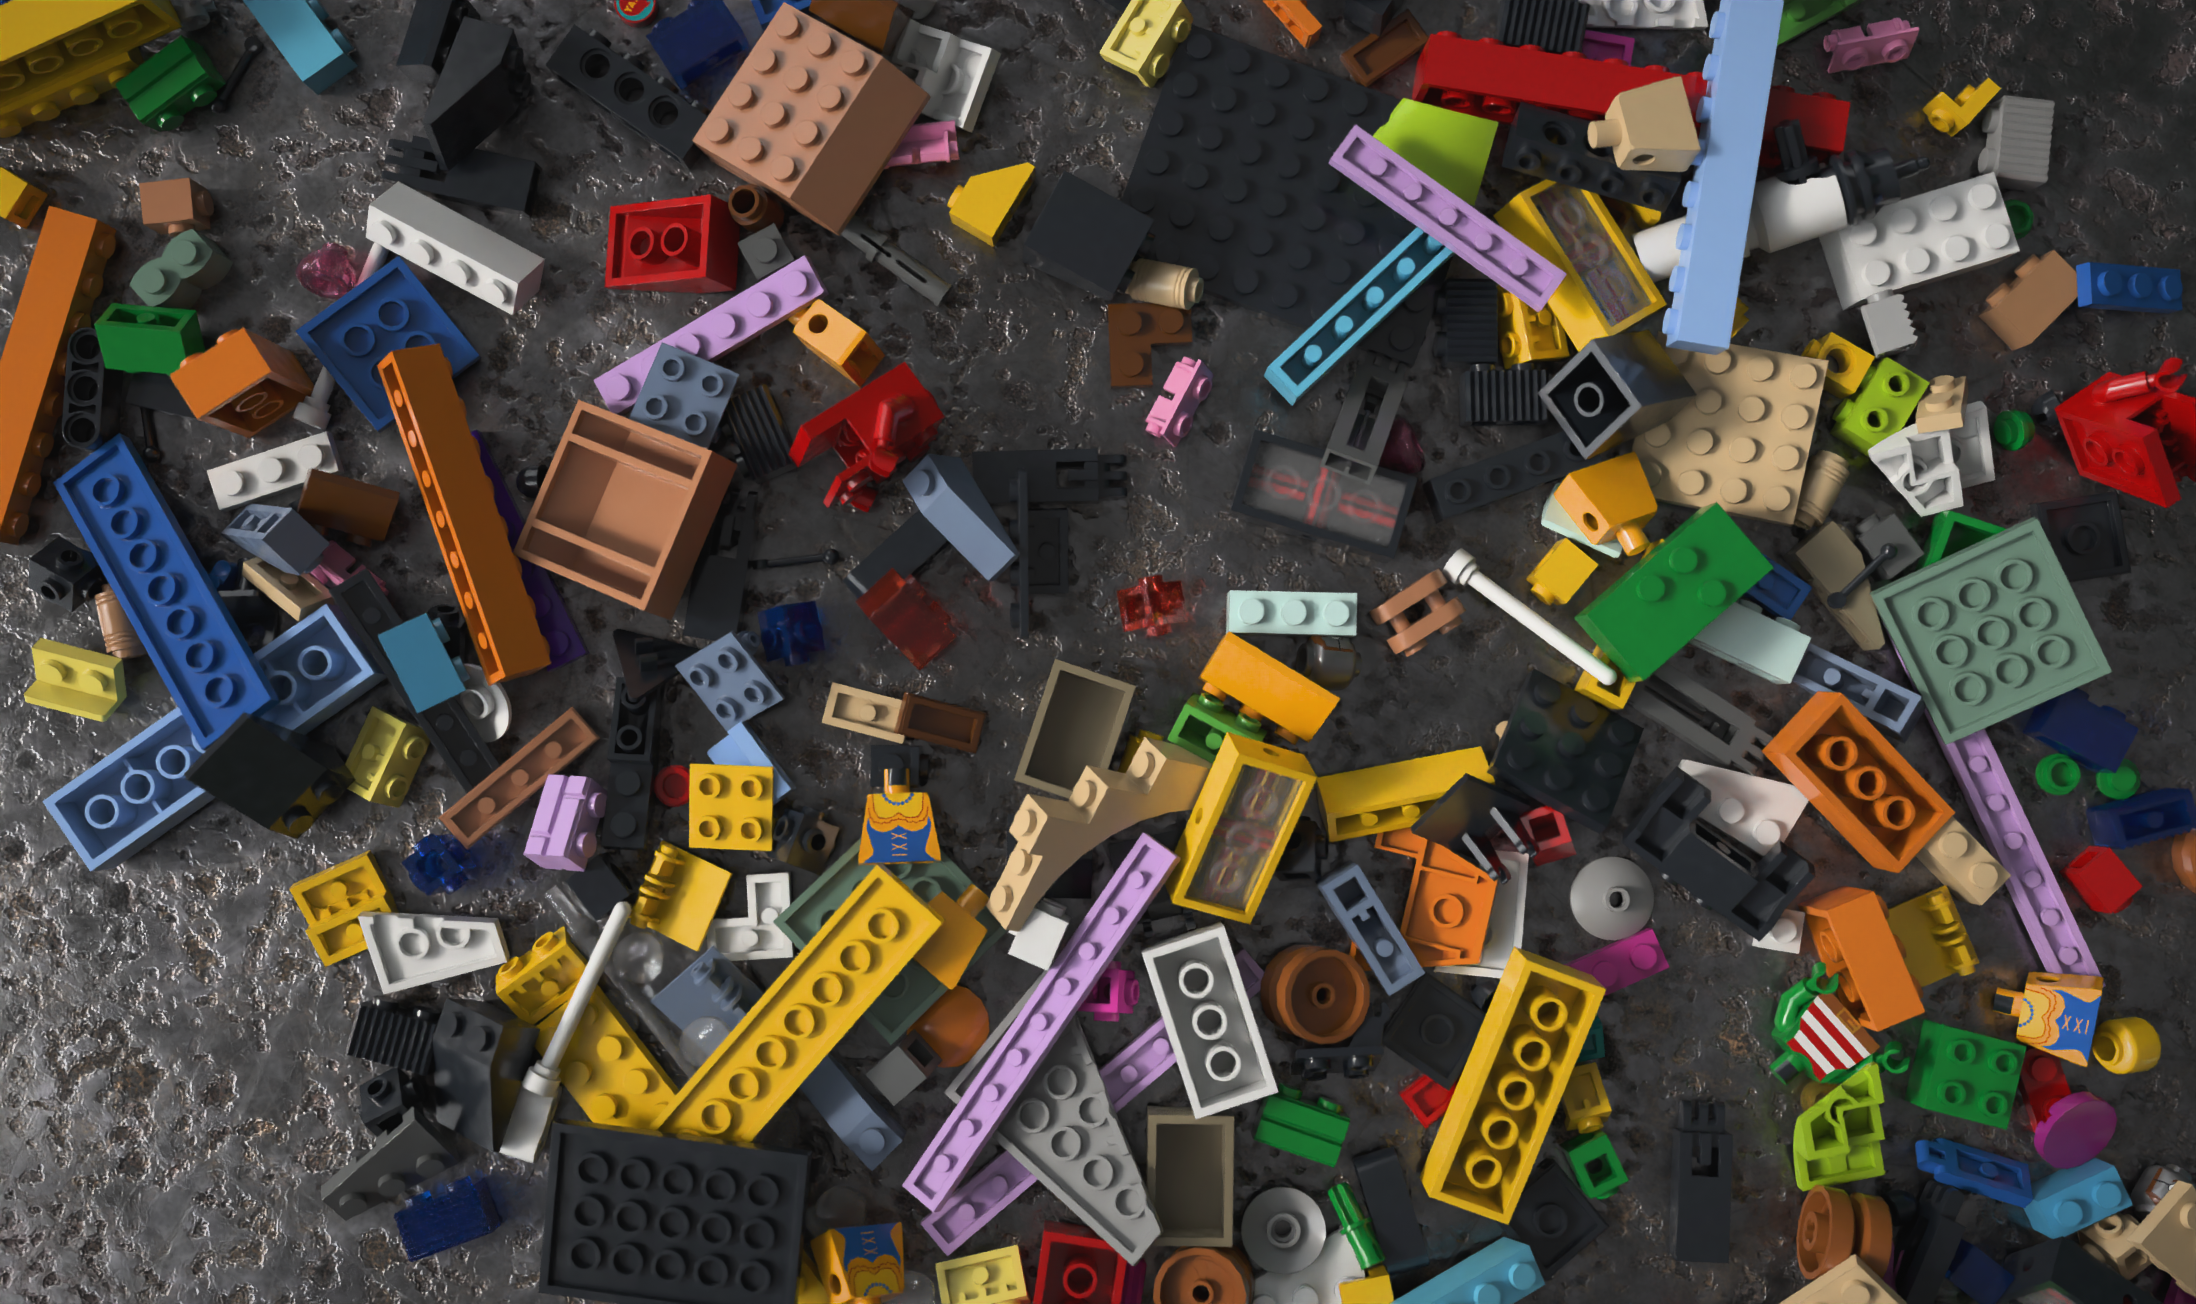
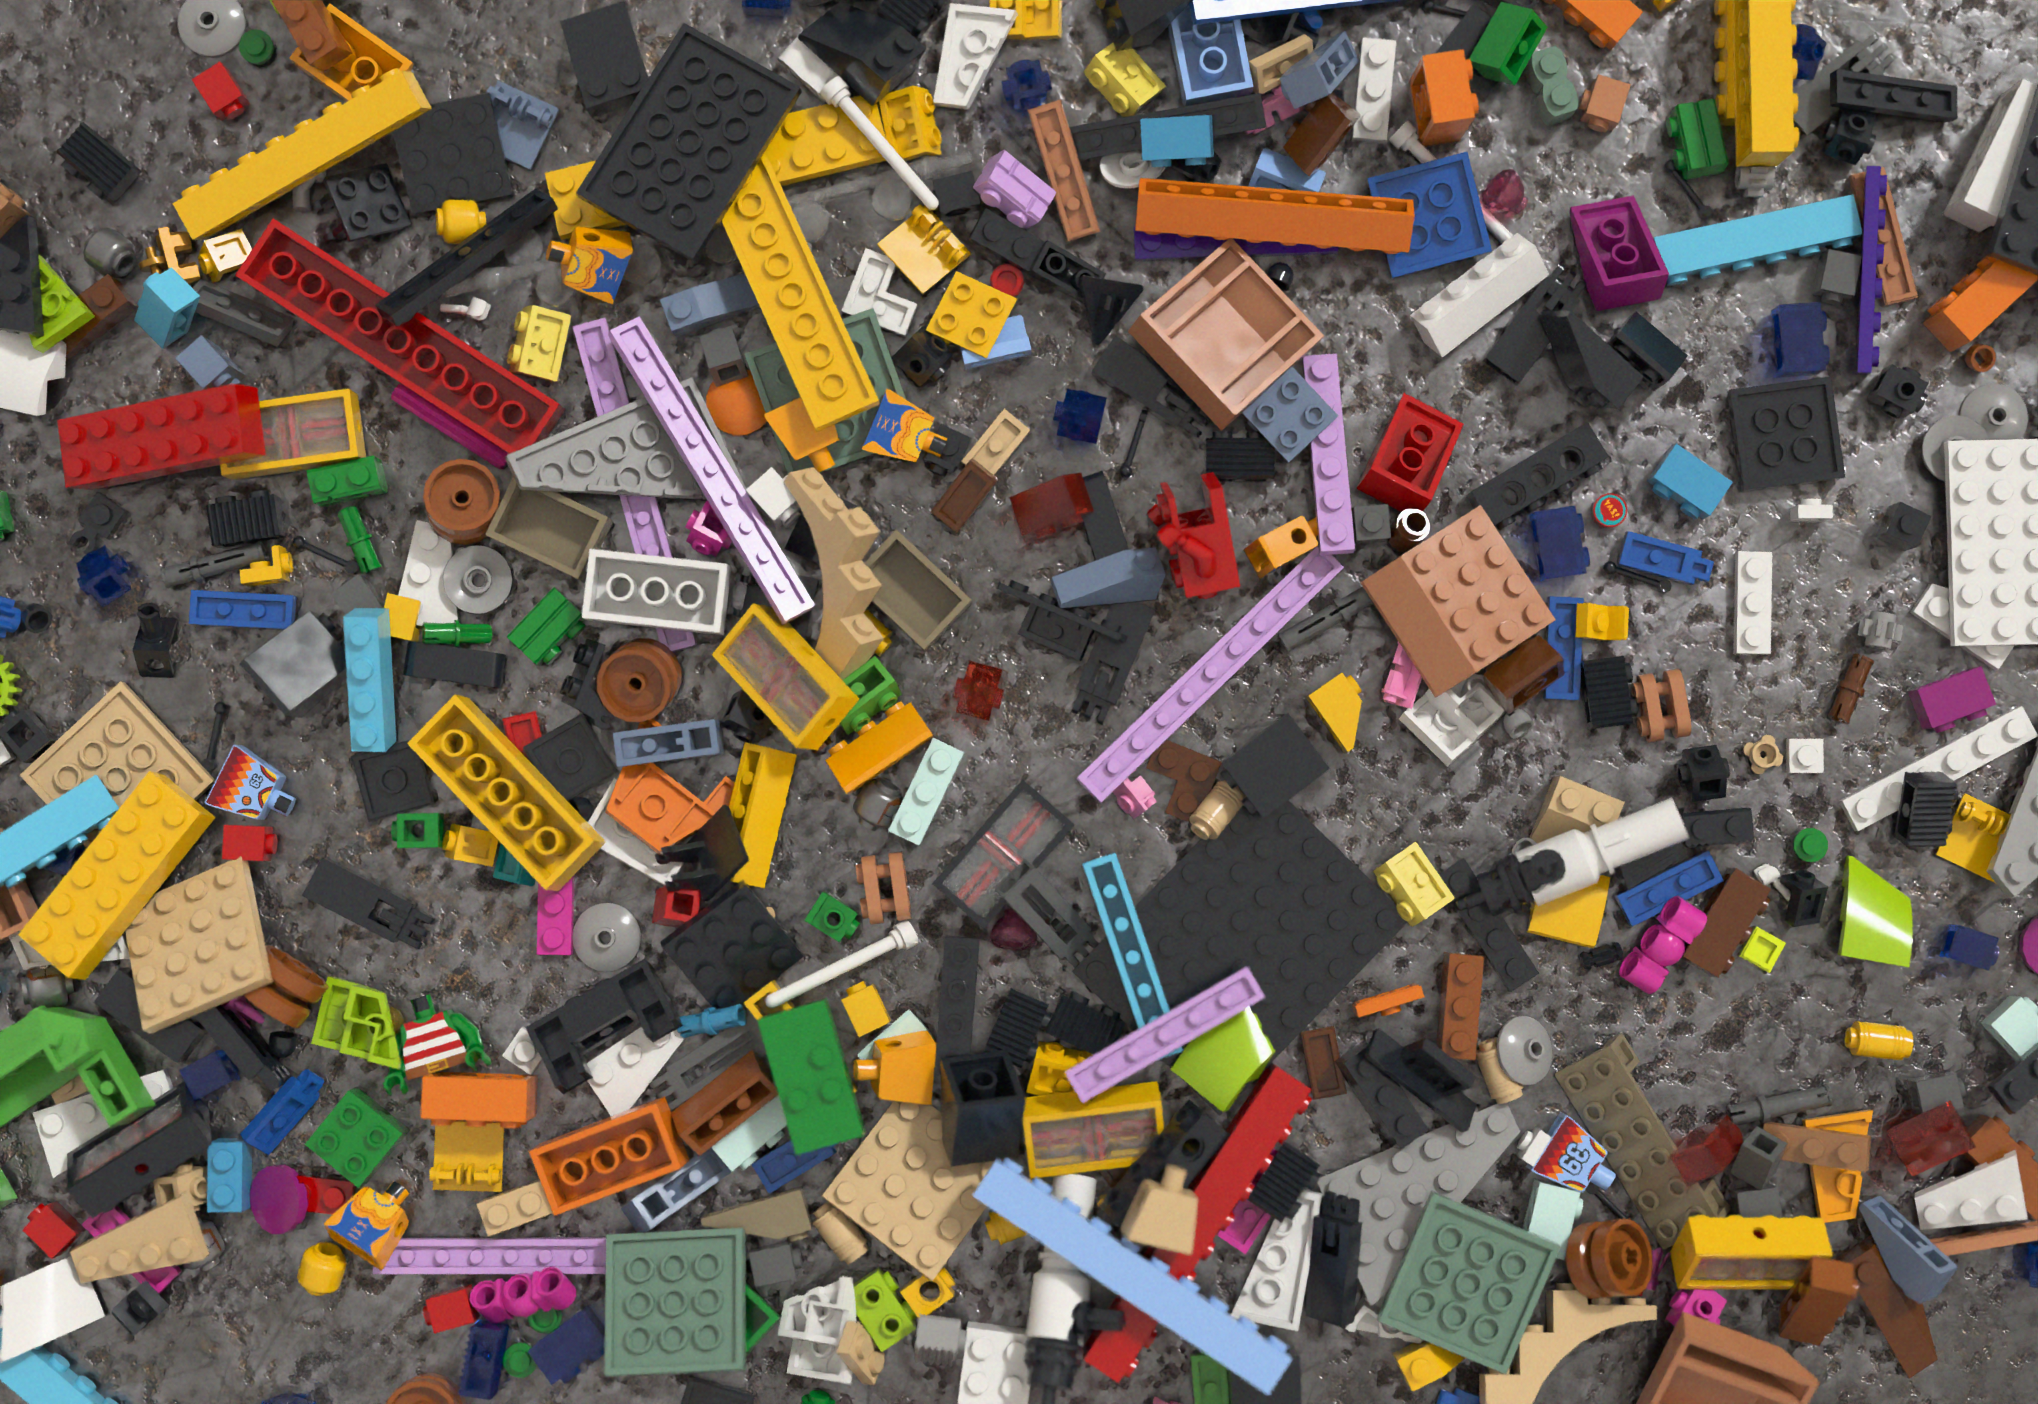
camera: 120 degrees right, 0 degrees up
(341, 116) = (1617, 253): none -> magenta slope
(413, 528) = (1282, 172): none -> light blue panel
(708, 989) = (846, 239): sand blue hinge -> none
(731, 678) = (1065, 356): sand blue hinge -> none
(1020, 359) = (1208, 674): none -> lavender plate
(1465, 666) = (819, 917): none -> green brick
(1653, 735) = (712, 1021): none -> dark azure pin
(1743, 679) = (725, 1103): none -> dark orange brick
(1838, 599) = (751, 1203): black hinge -> none
(2059, 823) = (523, 1295): none -> dark pink piece

